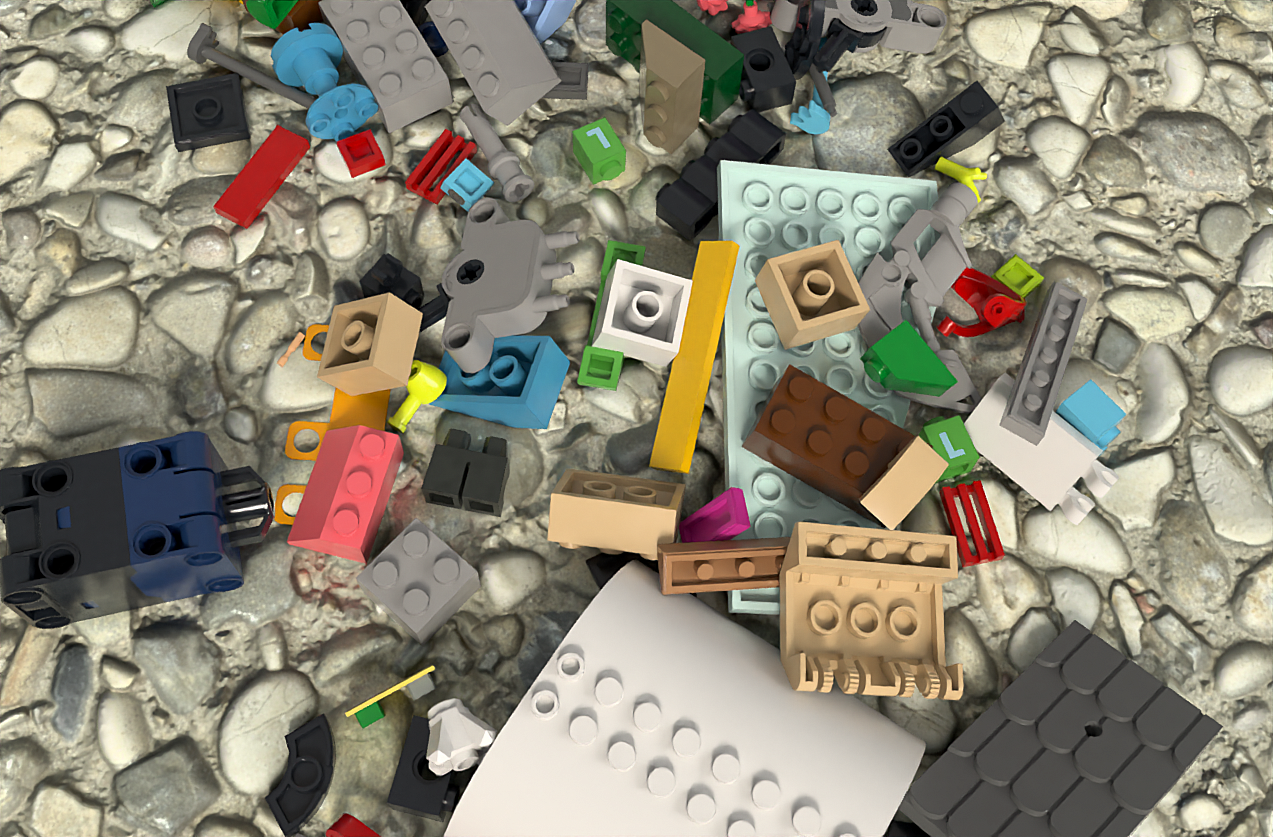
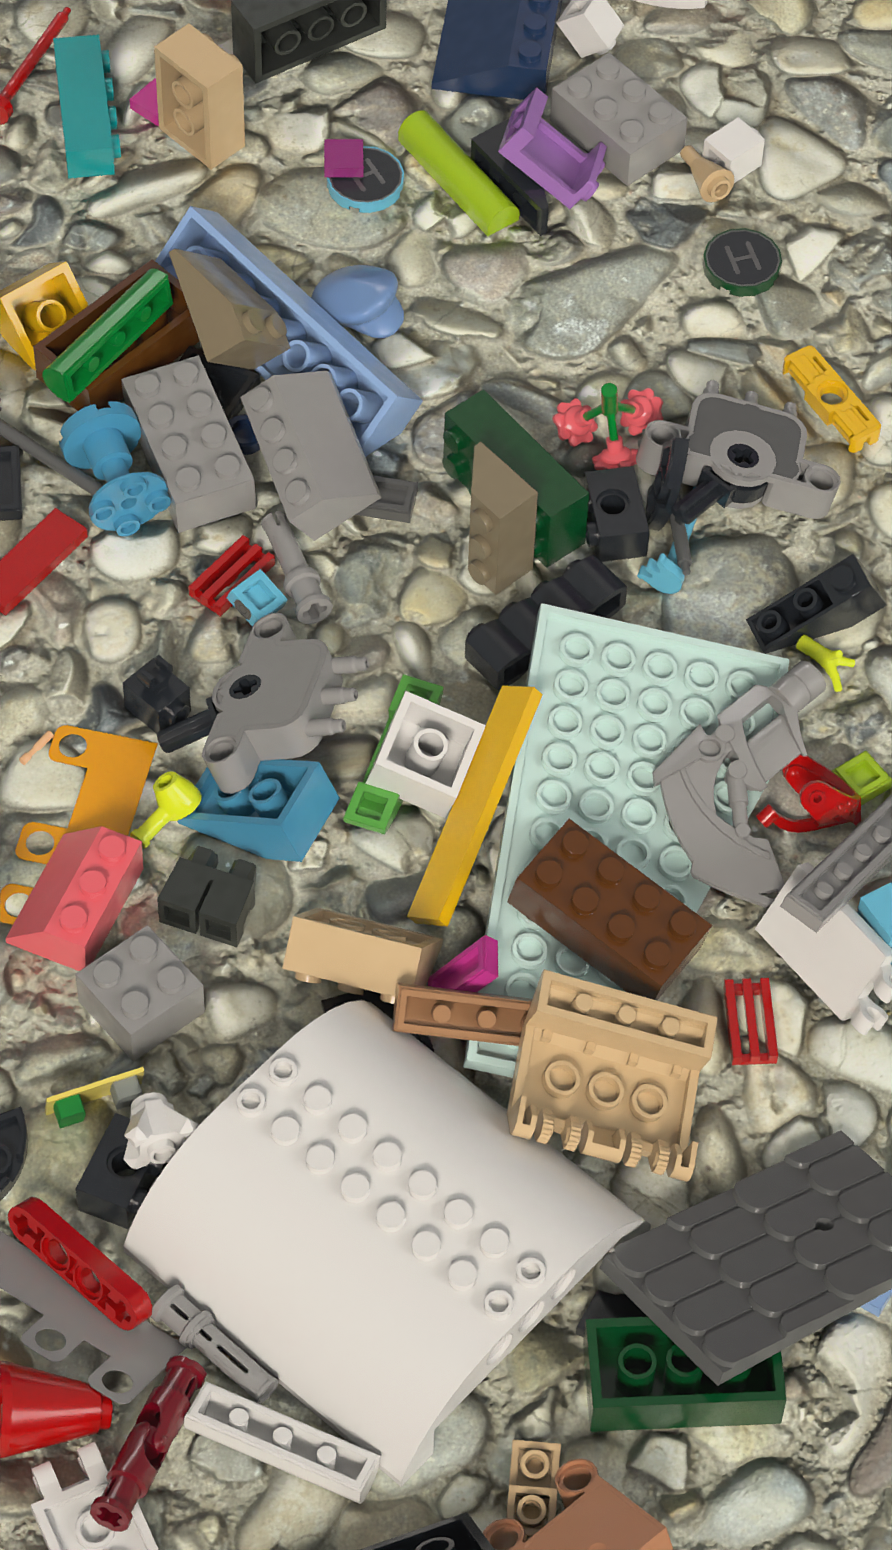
camera: 10 degrees right, 10 degrees down
(361, 153) = (144, 550): red plate -> none
(370, 345) = (125, 748): tan brick -> none
(599, 151) = (412, 580): bright green brick -> none
(811, 294) = (611, 754): tan brick -> none
(904, 483) = (666, 949): tan slope -> none
(907, 364) = (704, 842): green slope -> none
(952, 444) = (737, 940): bright green brick -> none

